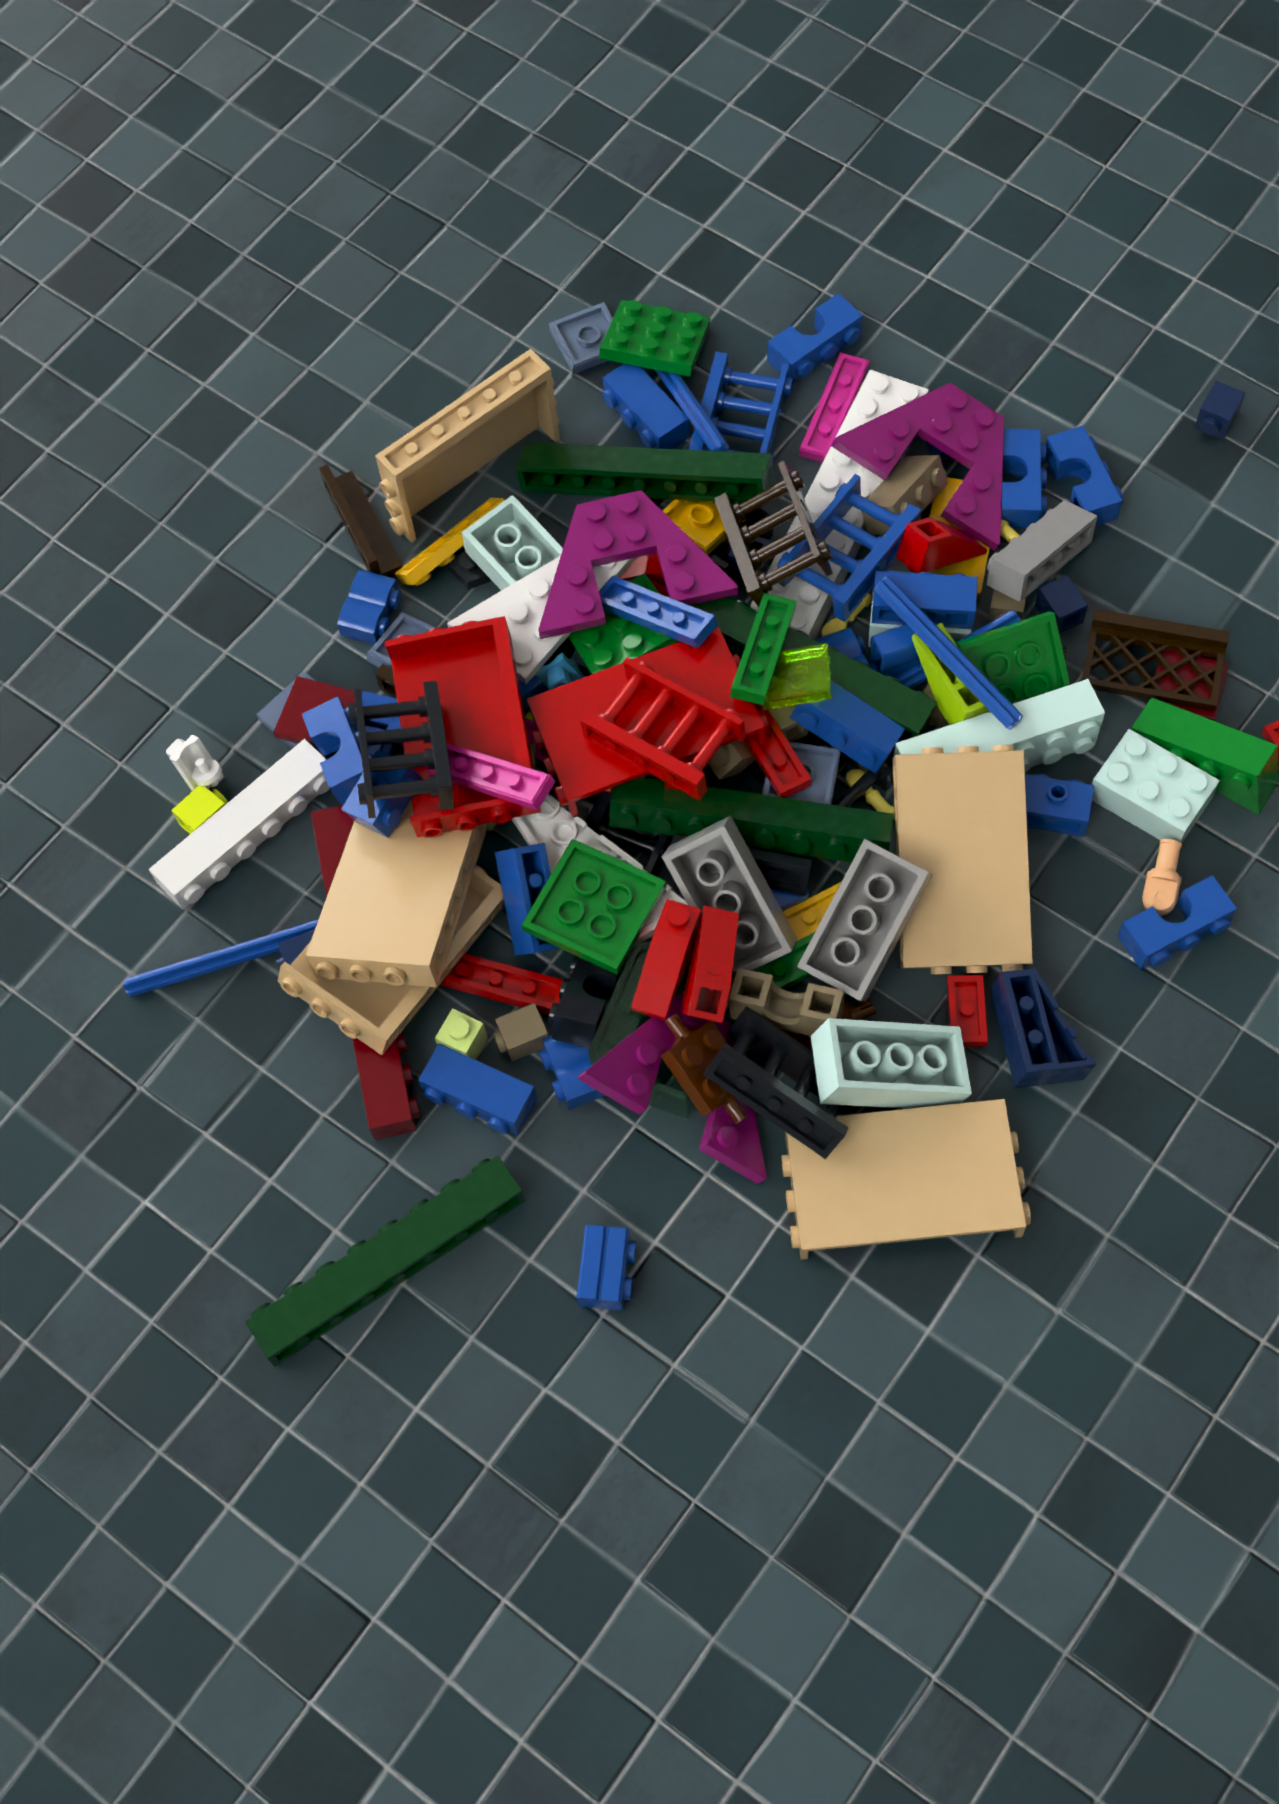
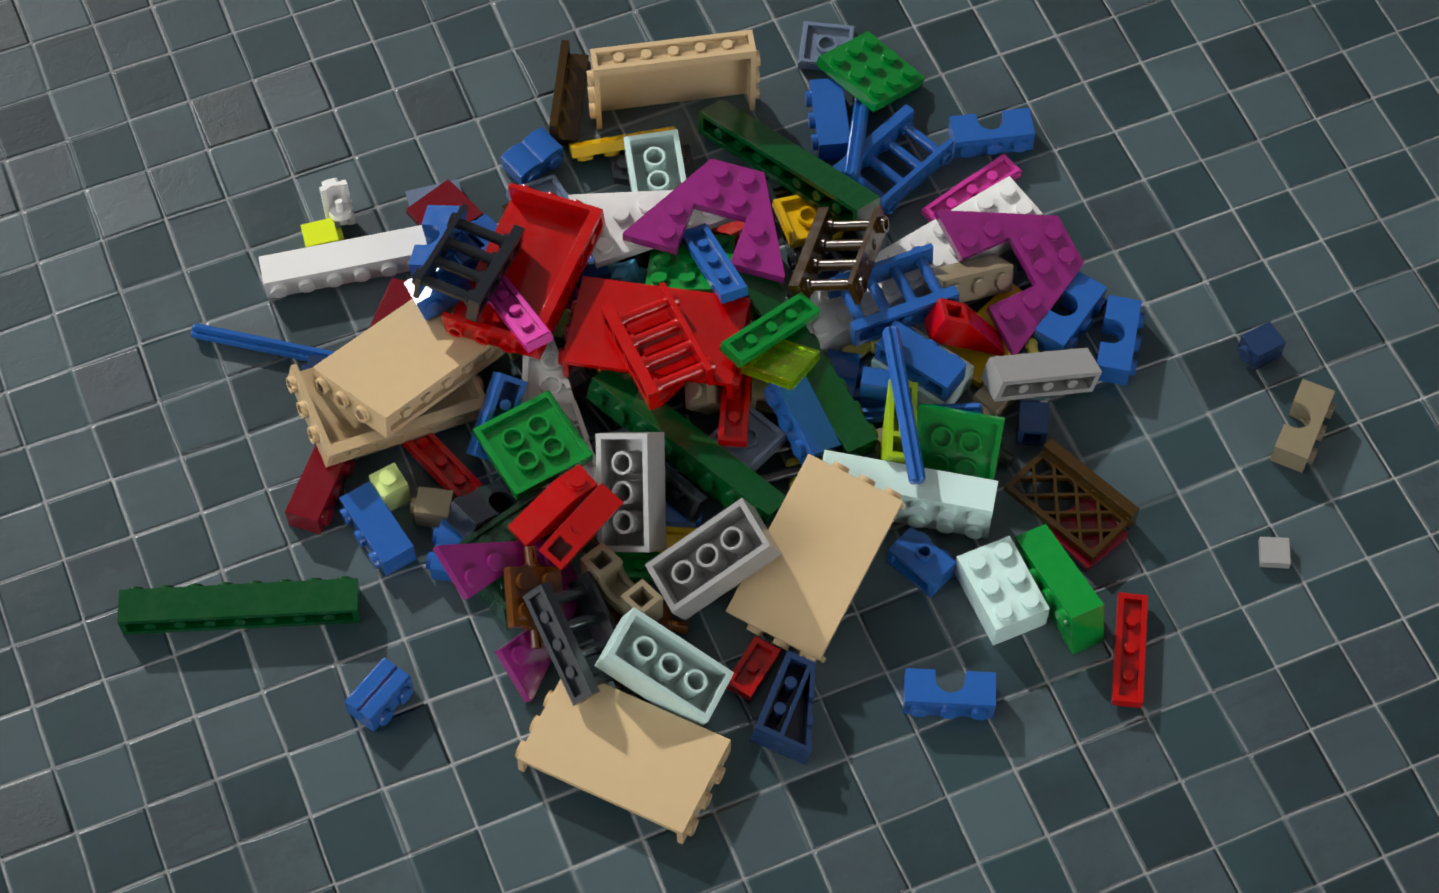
camera: 25 degrees right, 5 degrees down
(1163, 881) = (960, 659): light nougat arm -> none

